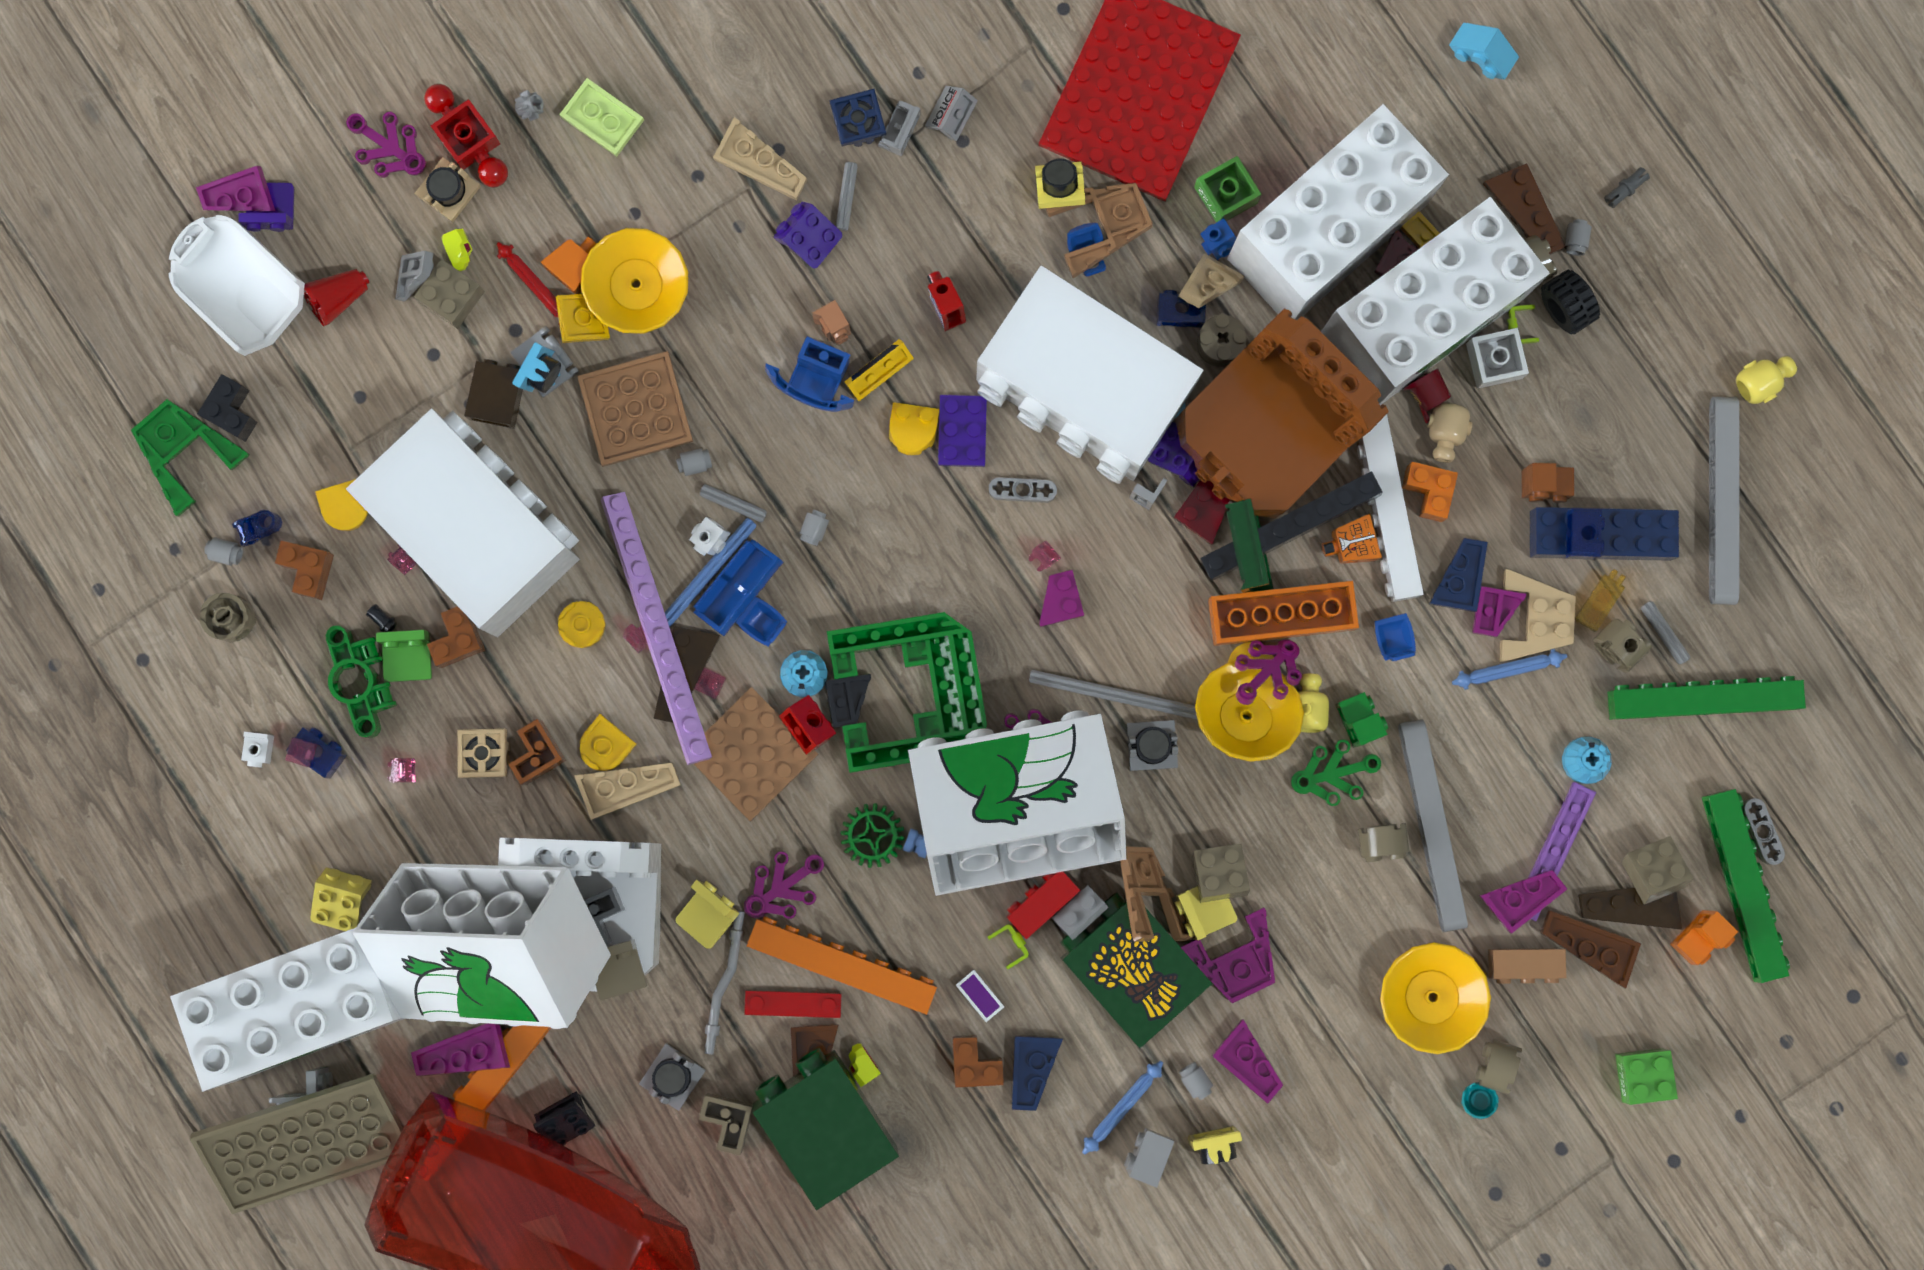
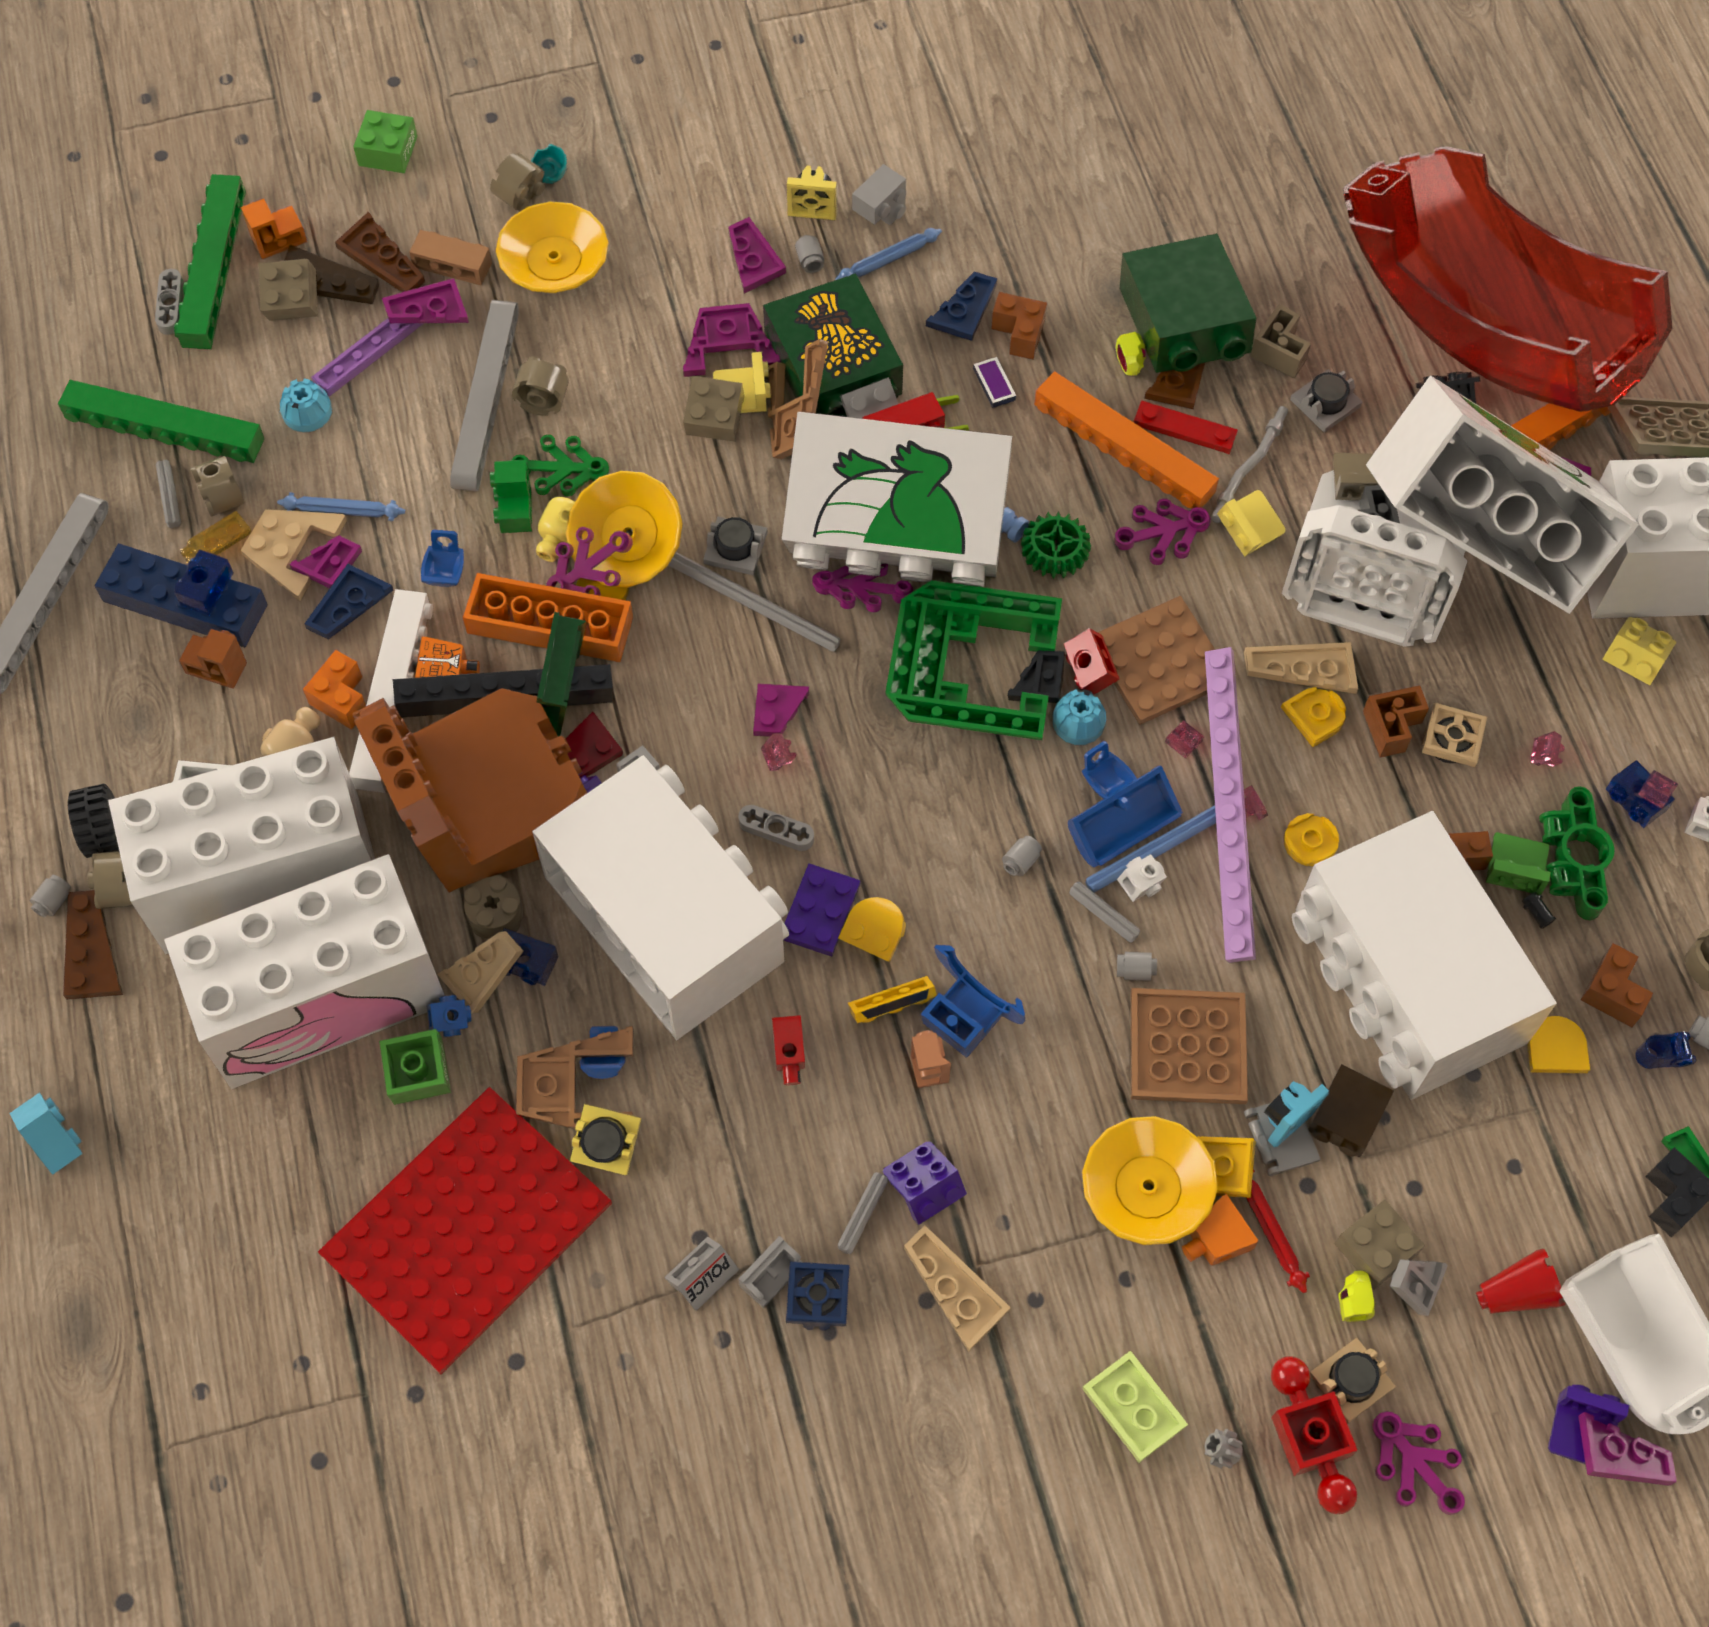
camera: 160 degrees left, 20 degrees down
(694, 653) = (1194, 772): dark brown wing -> none

